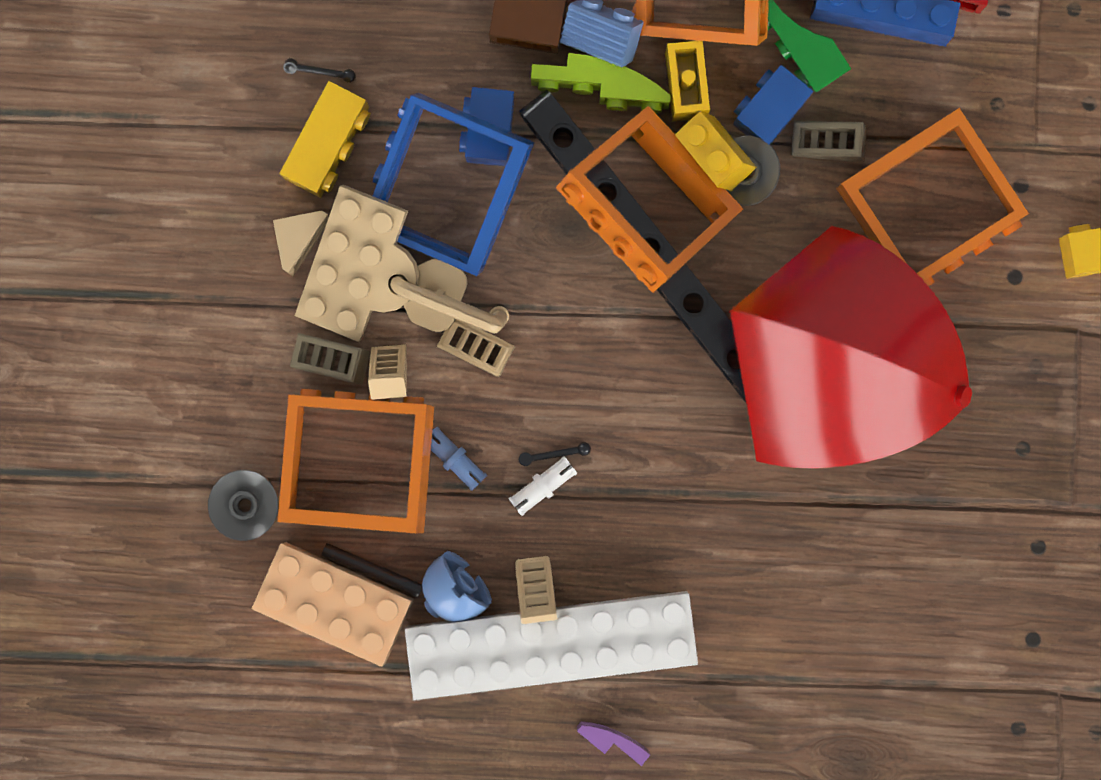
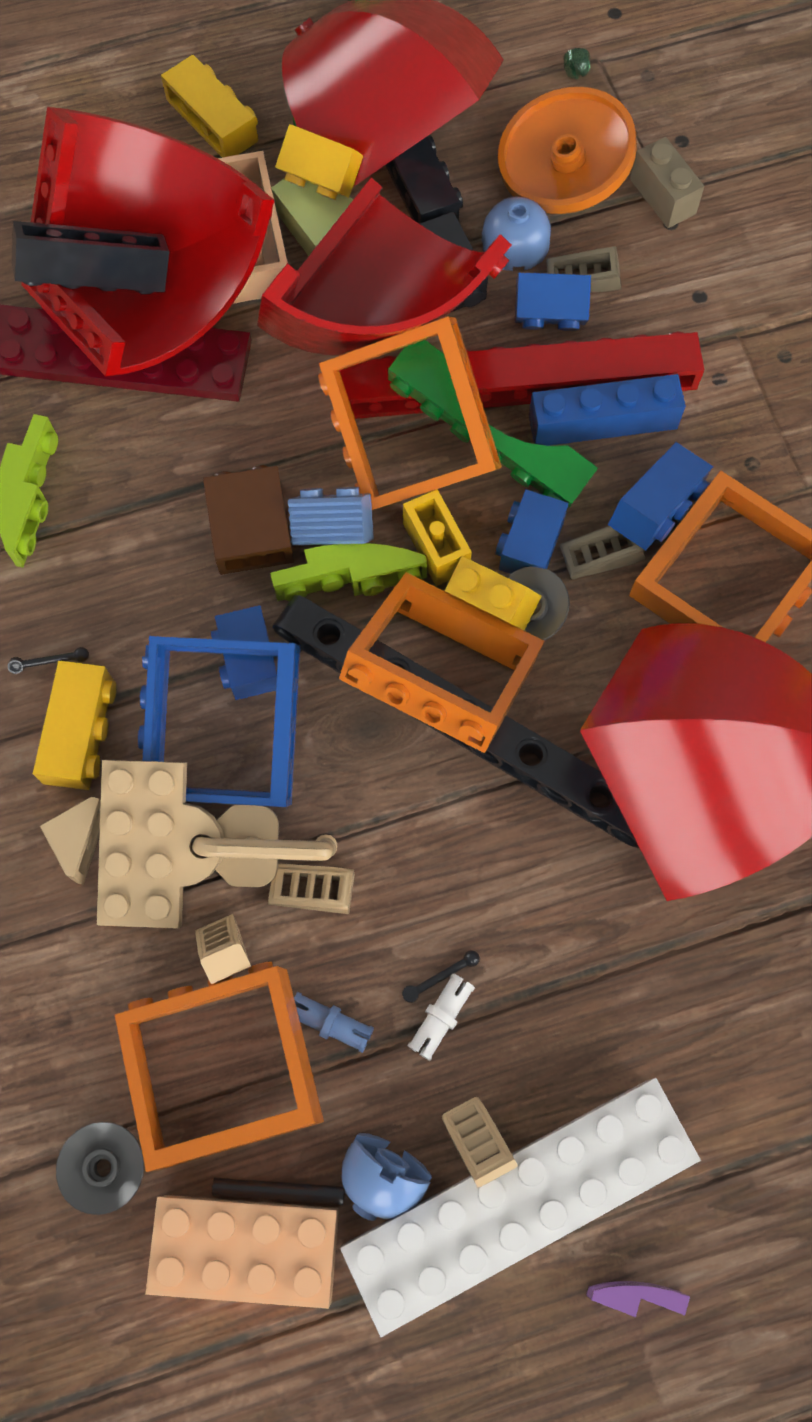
camera: 20 degrees left, 15 degrees down
(357, 367) = (178, 951): dark tan slope -> none
(897, 114) = (661, 497): none -> blue brick

